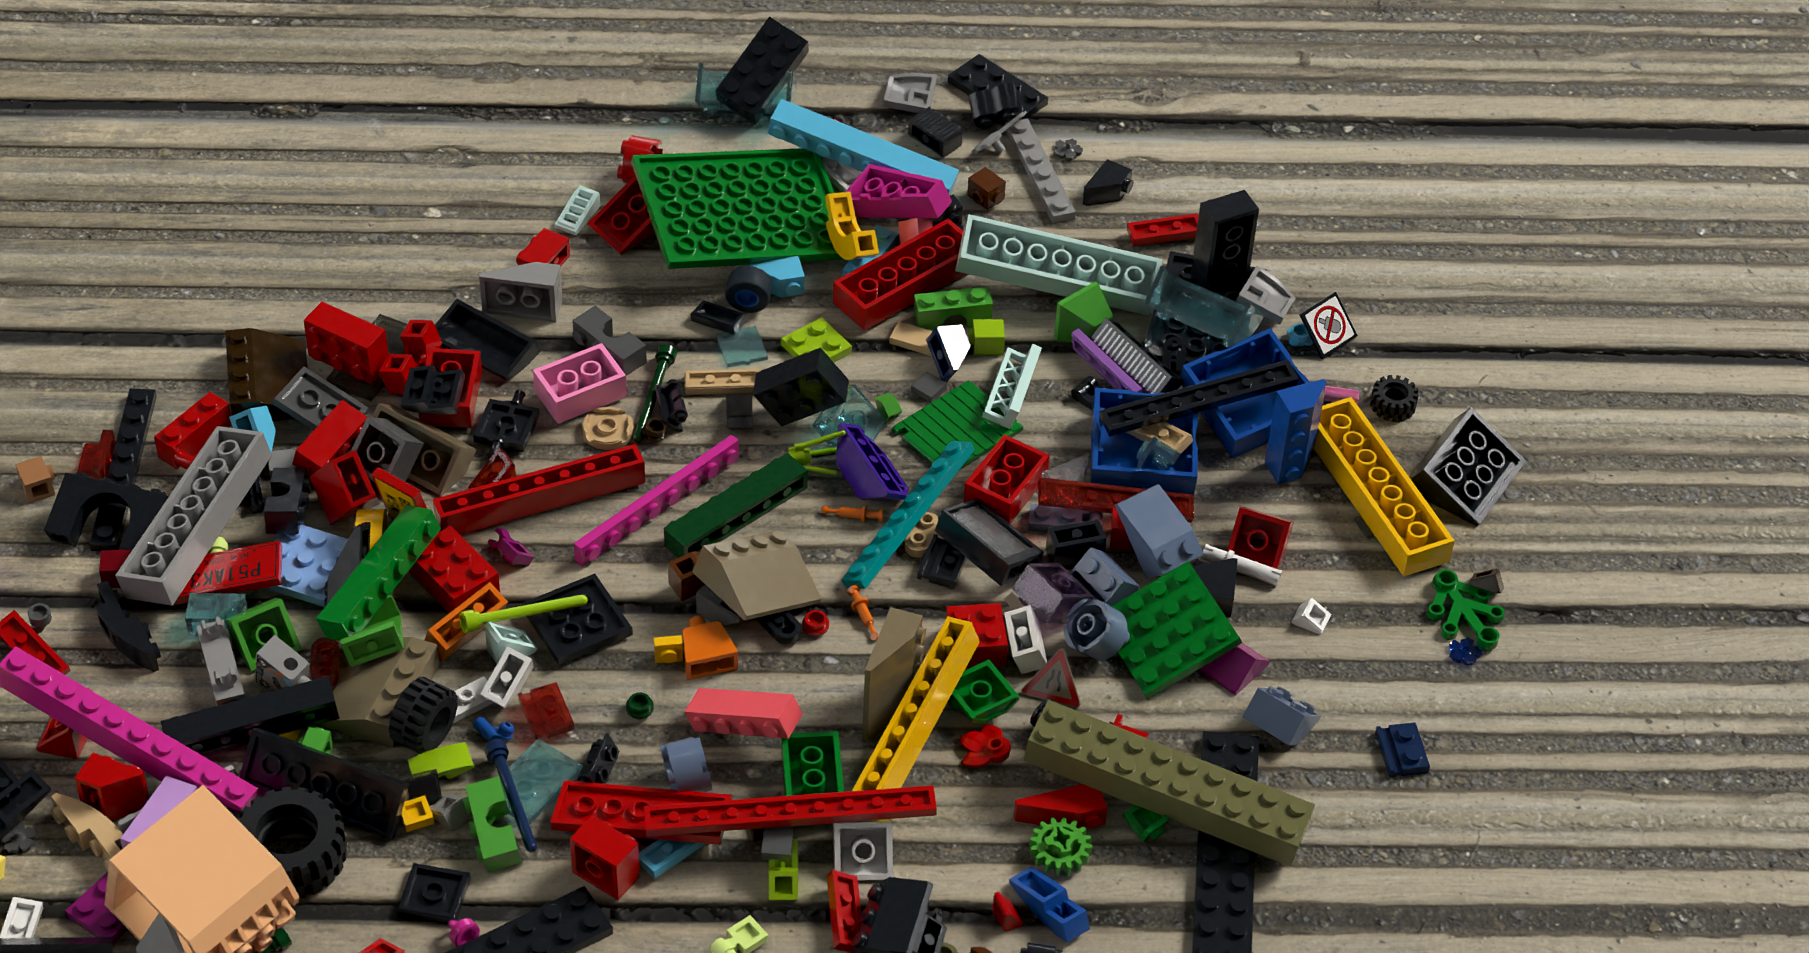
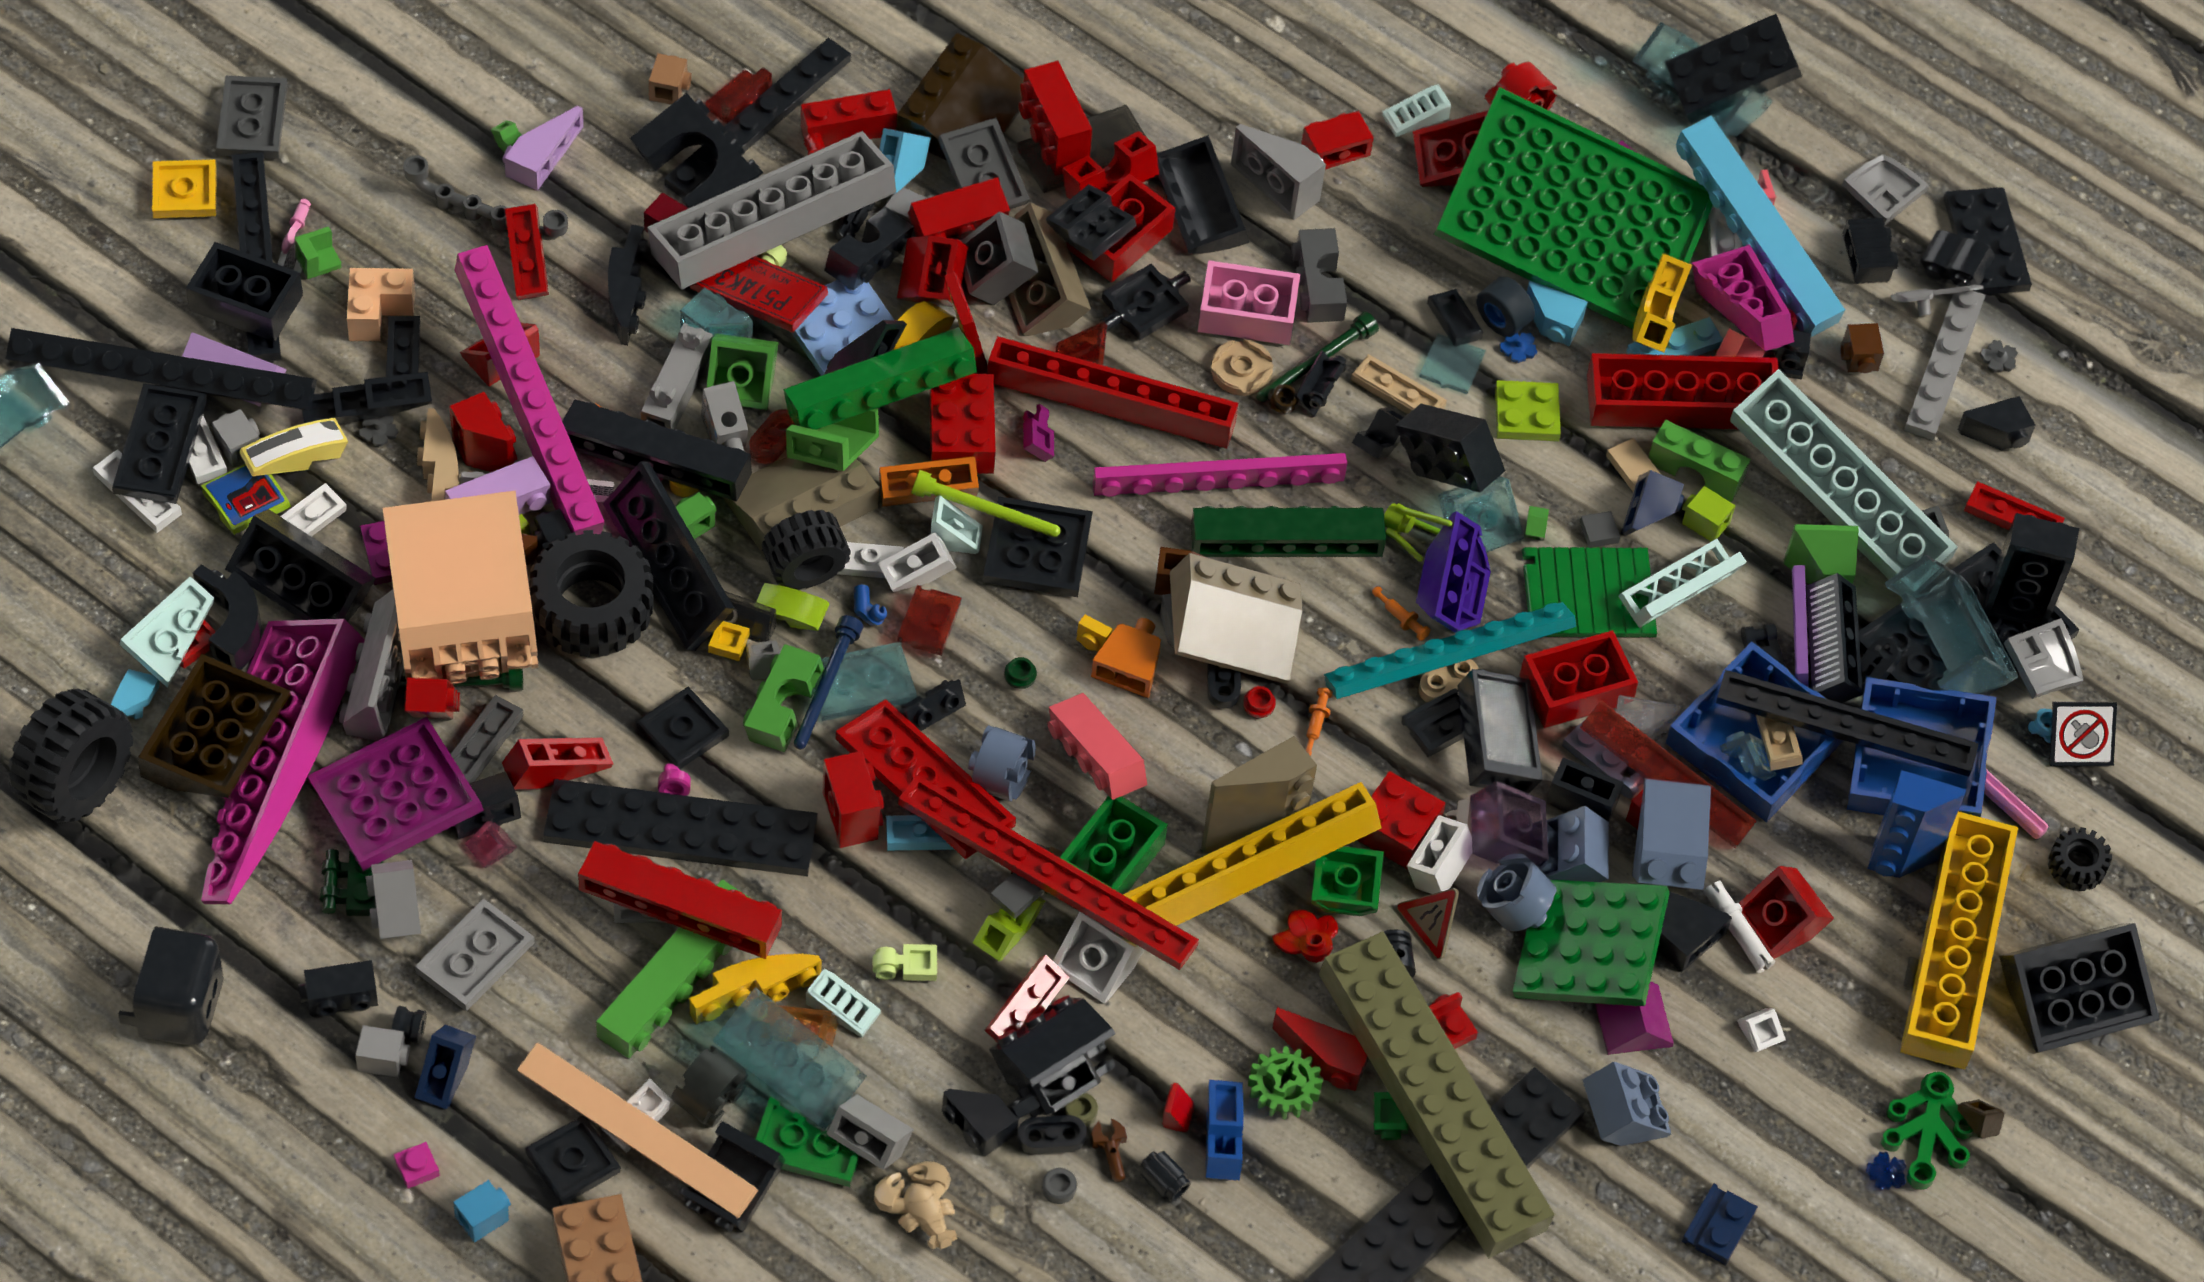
camera: 35 degrees right, 10 degrees up
(774, 312) = (1519, 347): none -> blue plant

